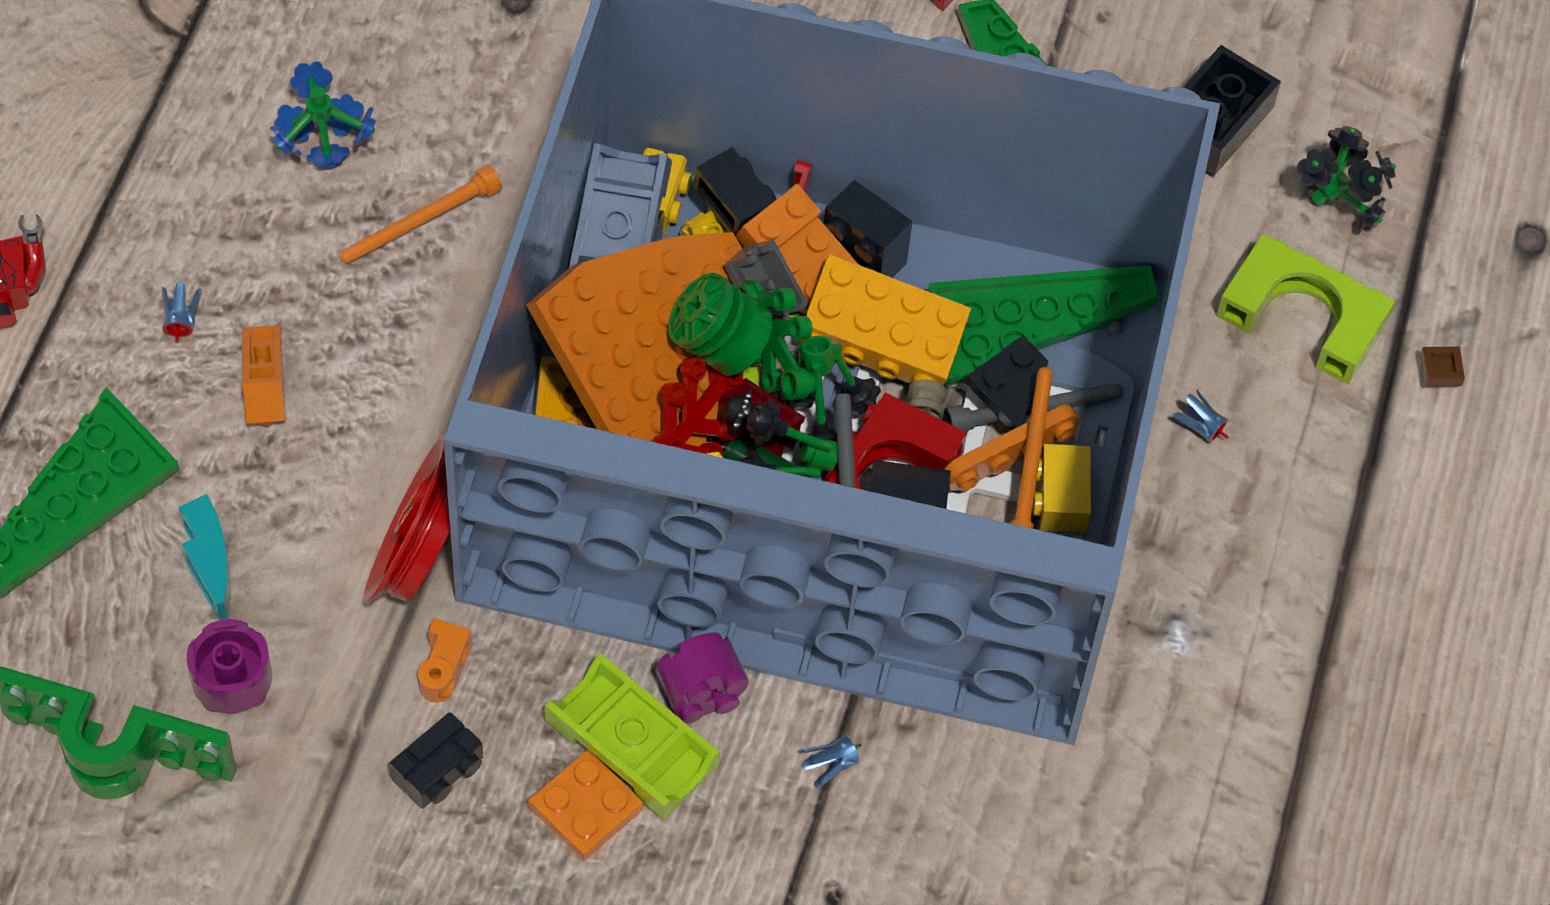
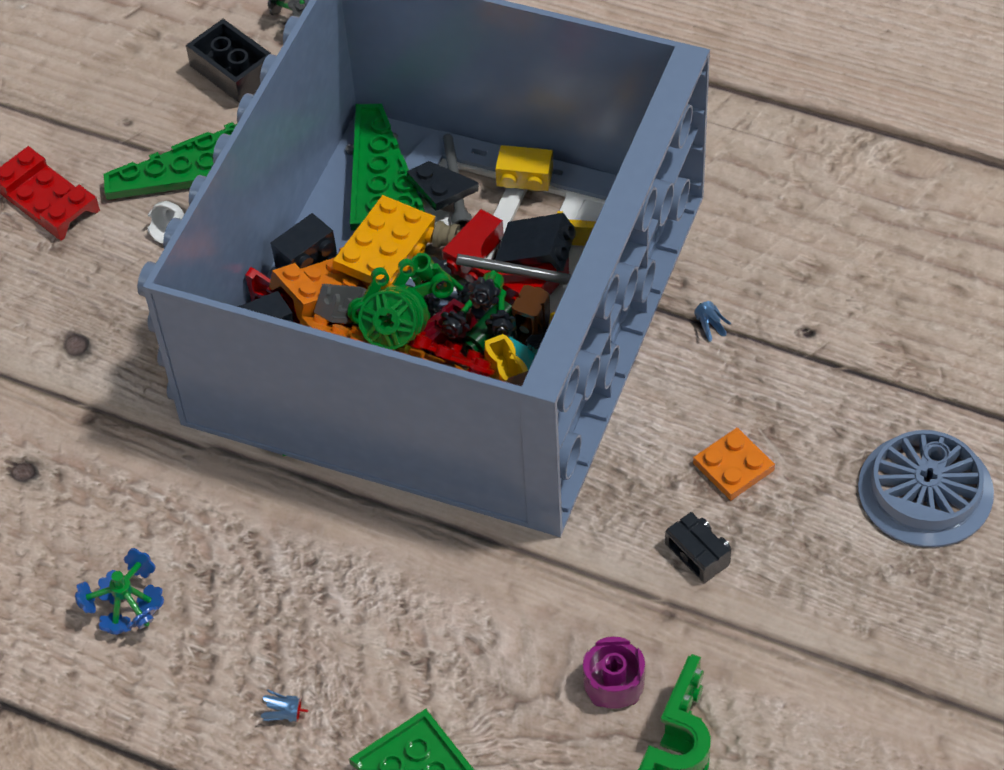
camera: 75 degrees left, 5 degrees down
(207, 553) = (512, 689): teal slope -> none
(263, 375) = (352, 647): orange slope -> none
(414, 533) = (515, 511): red piece -> none
(449, 654) = (616, 539): orange leg -> none
(482, 183) = (198, 495): orange piece -> none
(634, 736) = (685, 428): lime piece -> none
(703, 677) = (651, 377): magenta brick -> none
(1008, 448) = (493, 200): orange plate -> none
(1033, 448) = (554, 194): orange piece -> none

